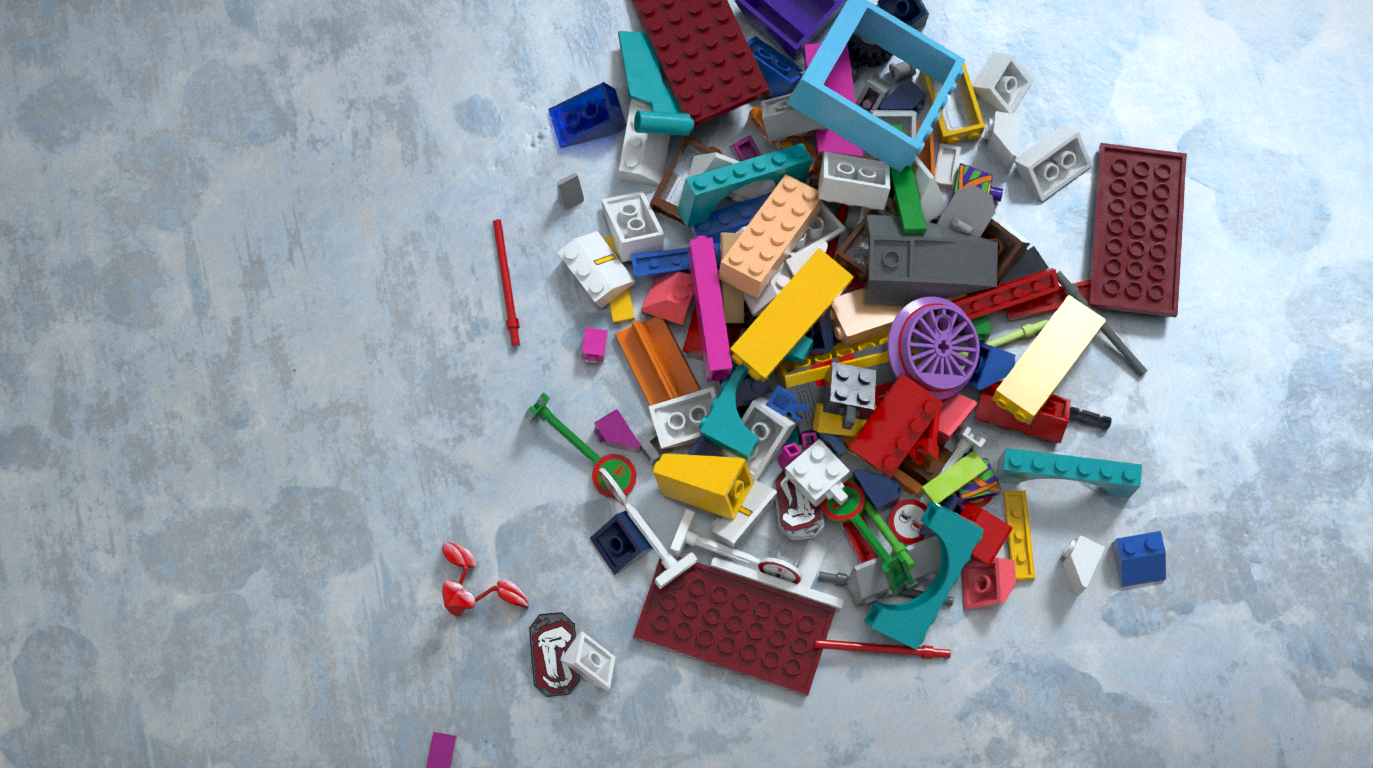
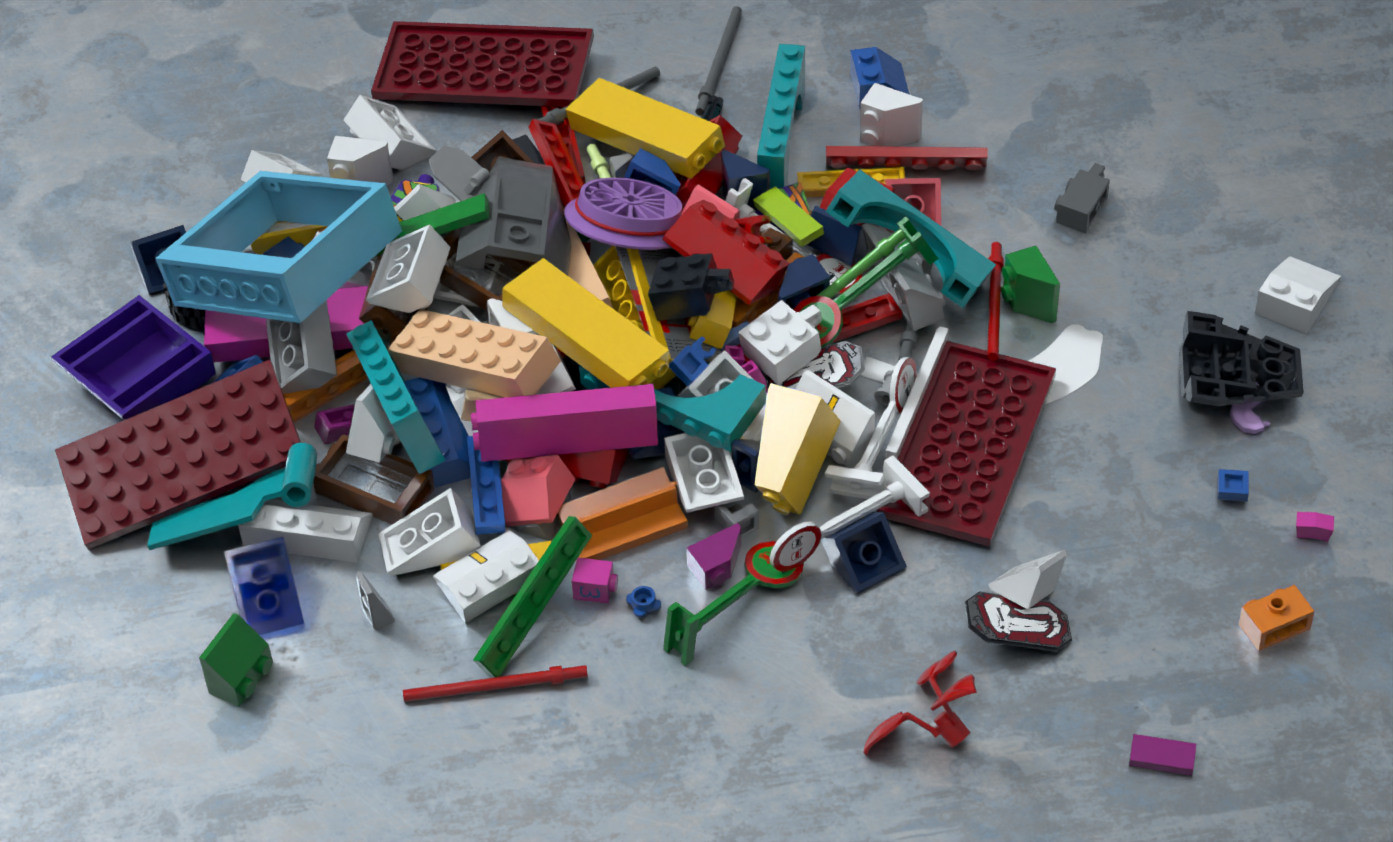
camera: 80 degrees left, 25 degrees down
(515, 103) = (235, 661): none -> green slope
(571, 301) = (532, 597): none -> green tile
(579, 376) = (643, 594): none -> blue plate
(827, 708) = (1075, 358): none -> white sticker
(893, 674) = (1030, 284): none -> green slope
(996, 440) = (736, 169): none -> dark blue slope
(1003, 728) = (1082, 199): none -> dark grey hinge
(1018, 345) = (620, 164): none -> light grey slope
(1043, 571) = (916, 157): none -> red plate
(1117, 415) = (708, 89): none -> dark grey bar

